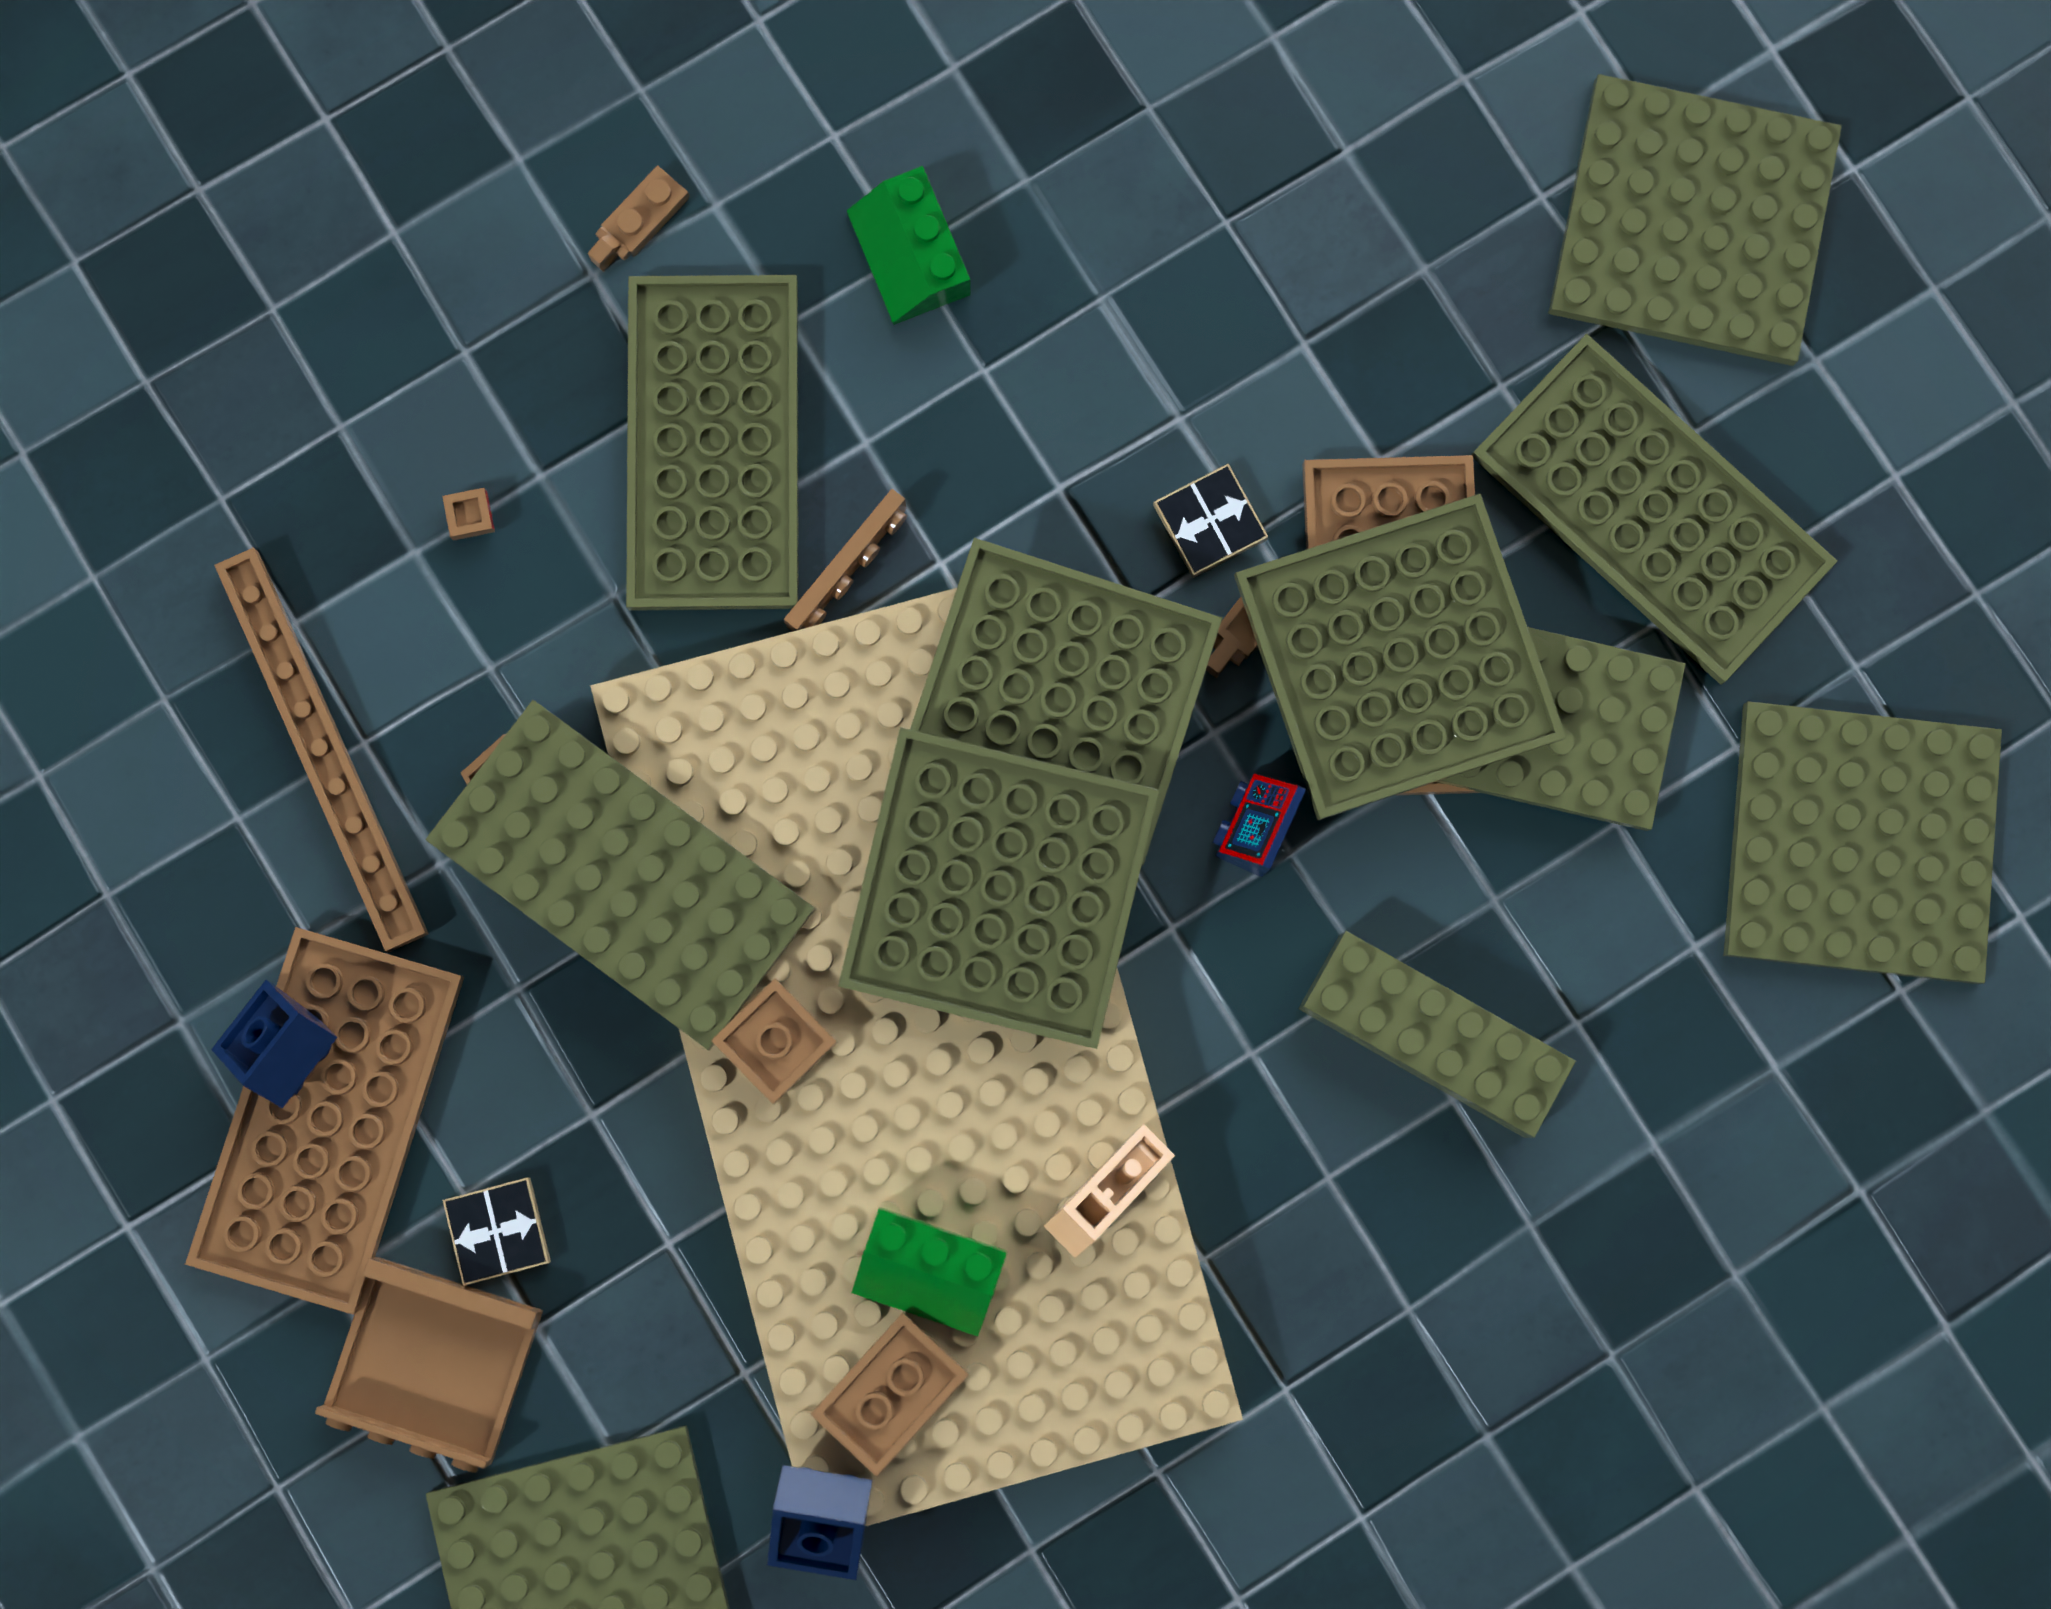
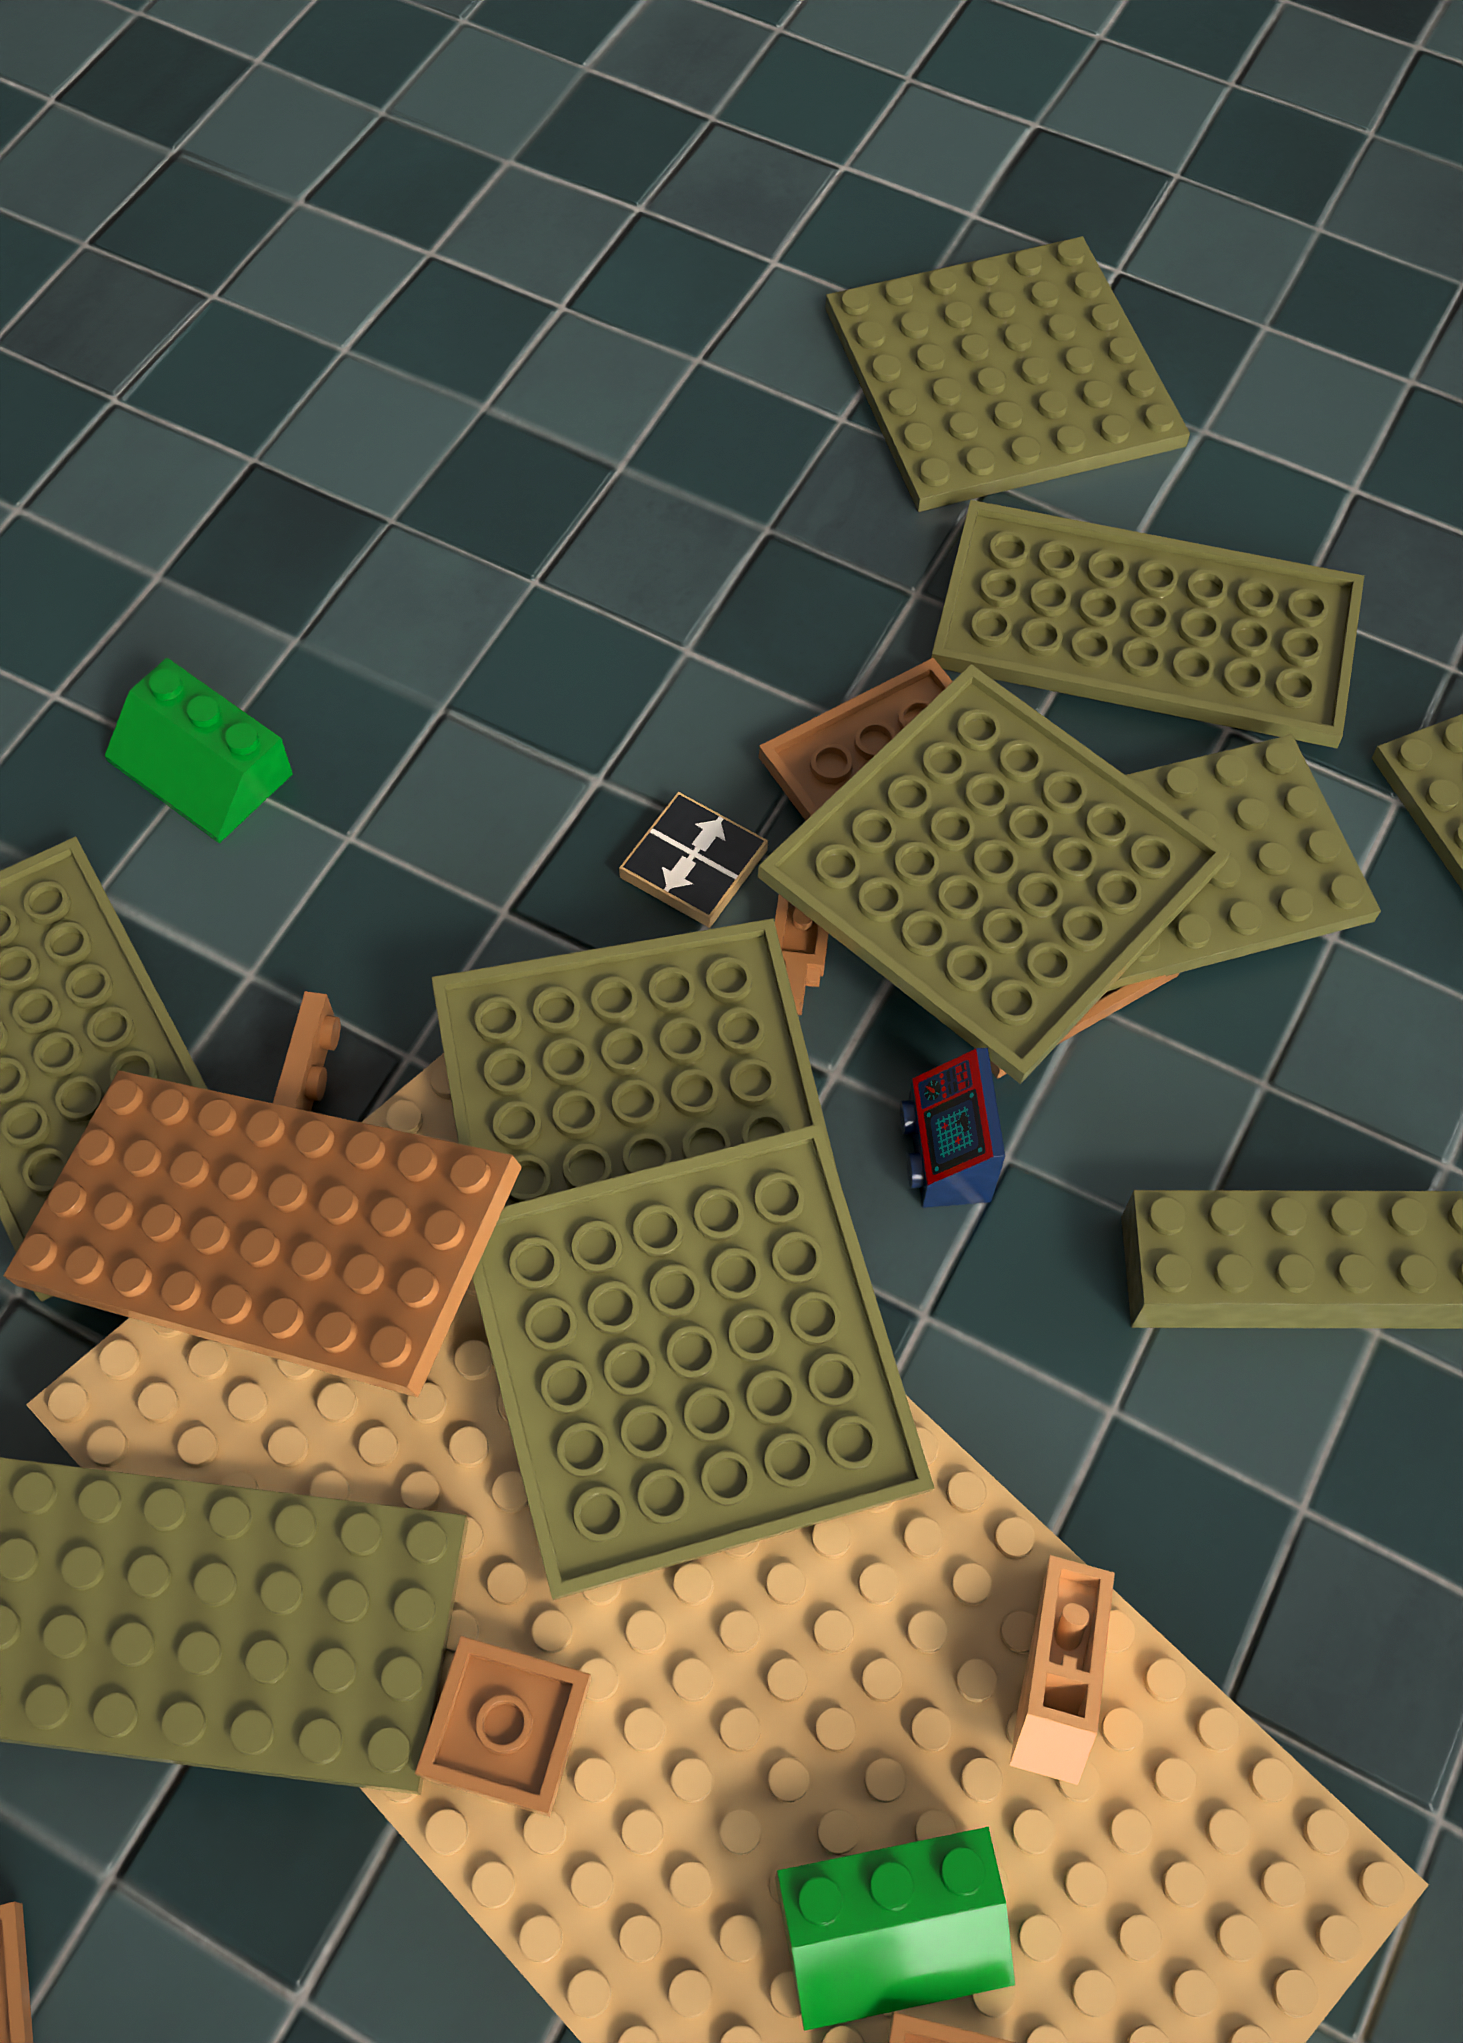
camera: 25 degrees left, 20 degrees down
(783, 655) = (268, 1228): none -> medium nougat plate

